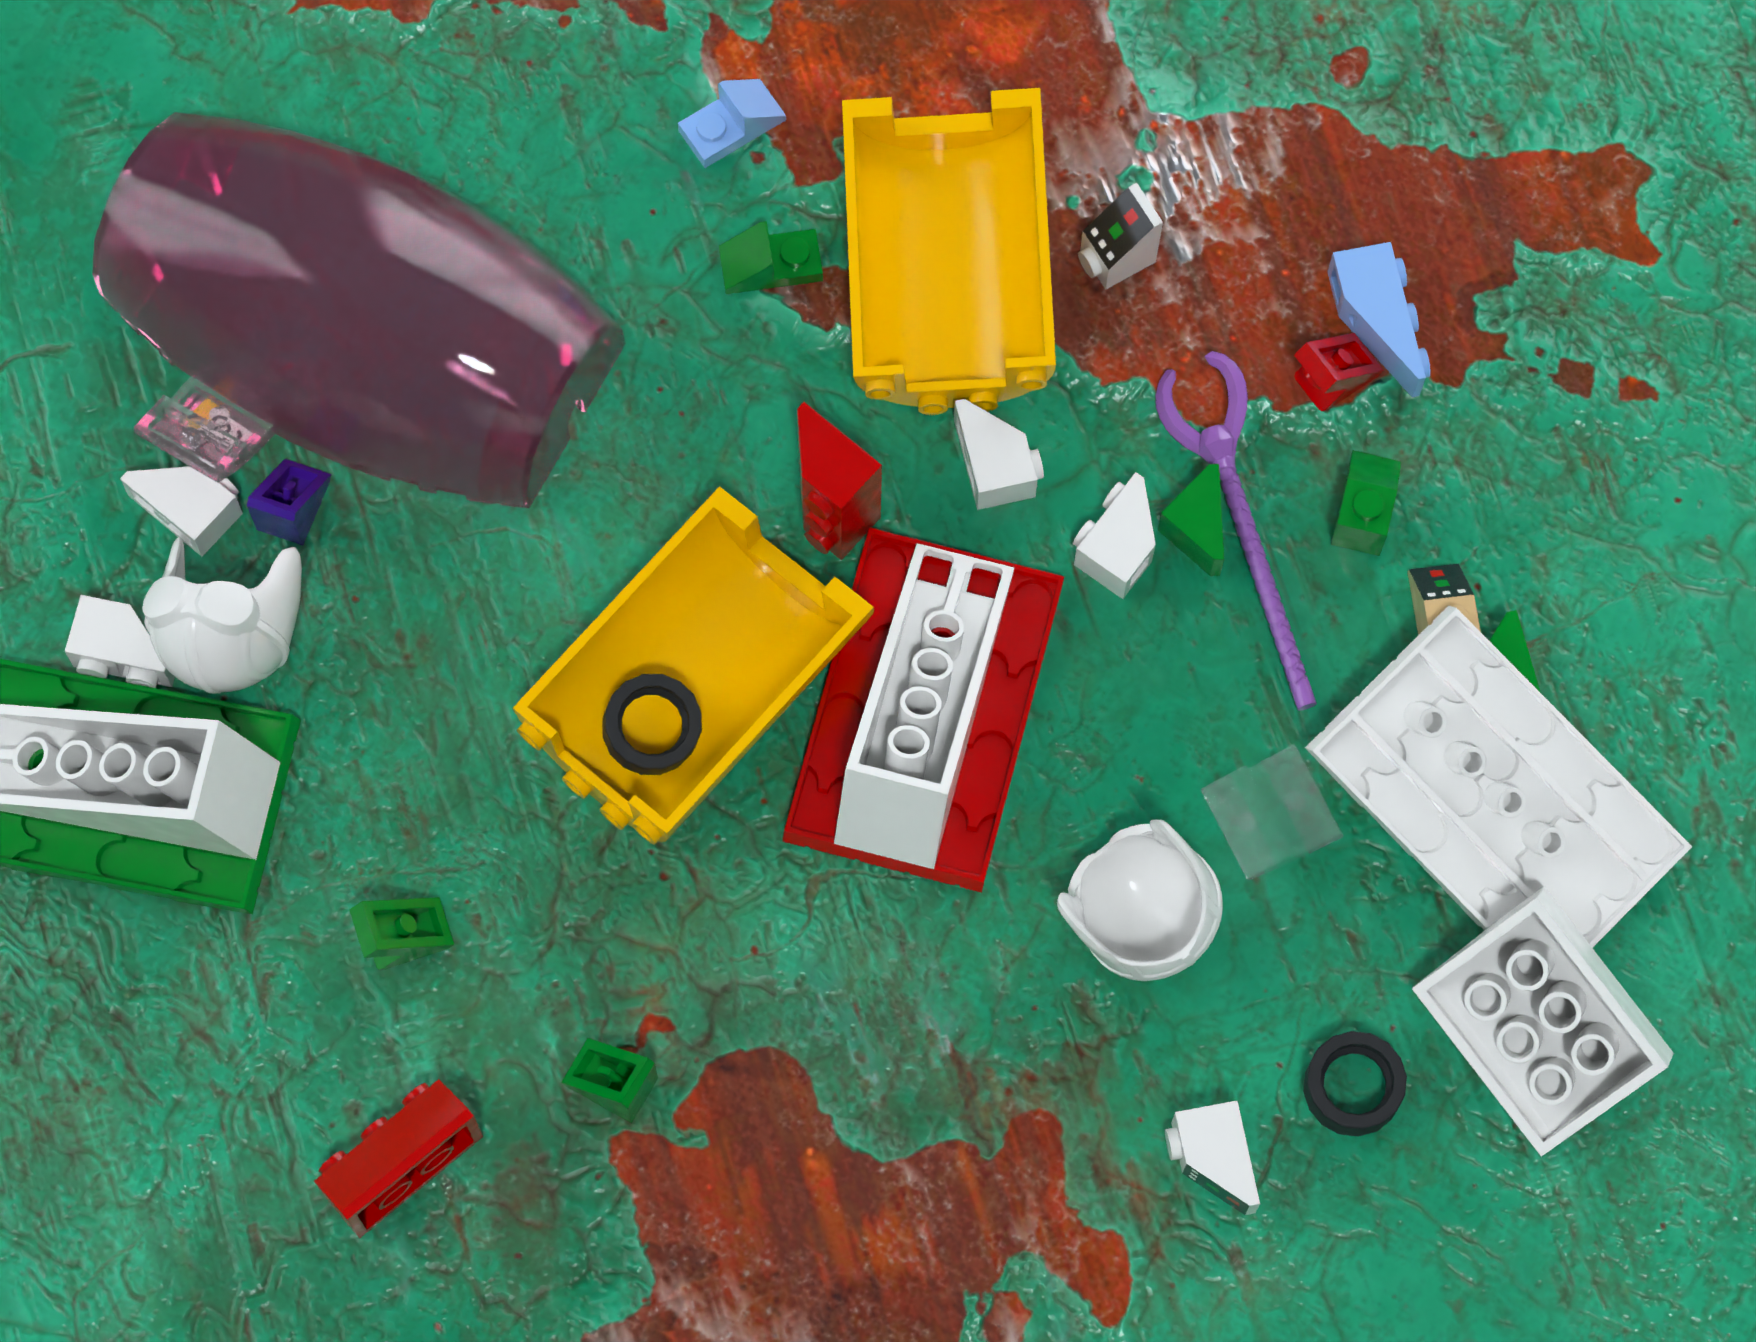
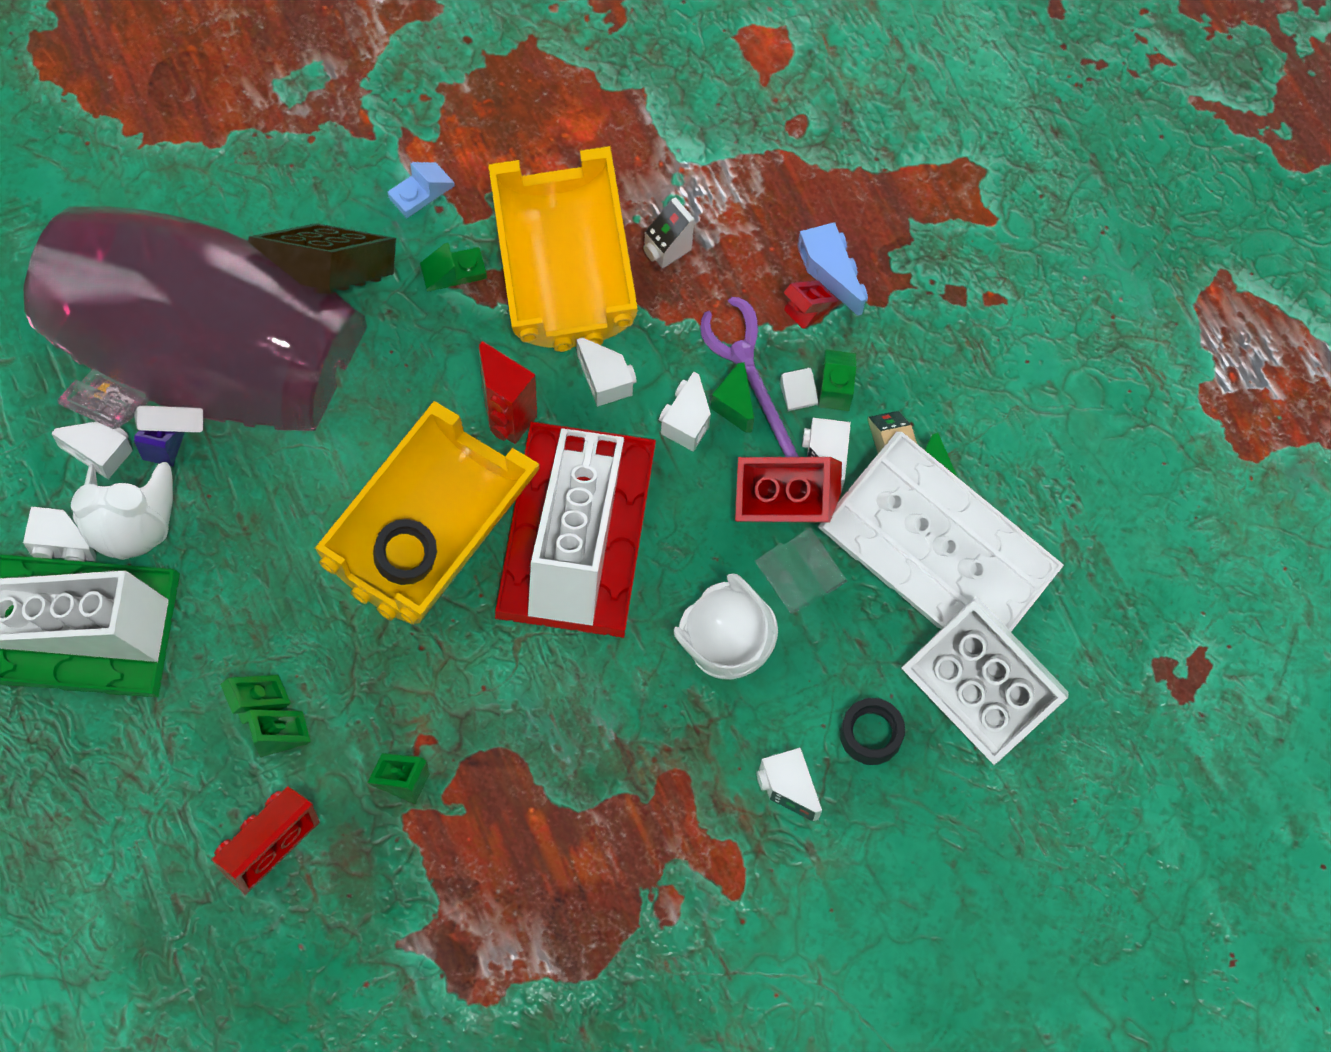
camera: 10 degrees left, 5 degrees down
(303, 473) = (169, 419): none -> white slope
(430, 987) = (277, 730): none -> green slope
(573, 228) = (328, 255): none -> dark brown slope
(1264, 683) = (787, 489): none -> red slope
(1302, 514) = (799, 389): none -> white slope
(1338, 619) = (828, 439): none -> white slope

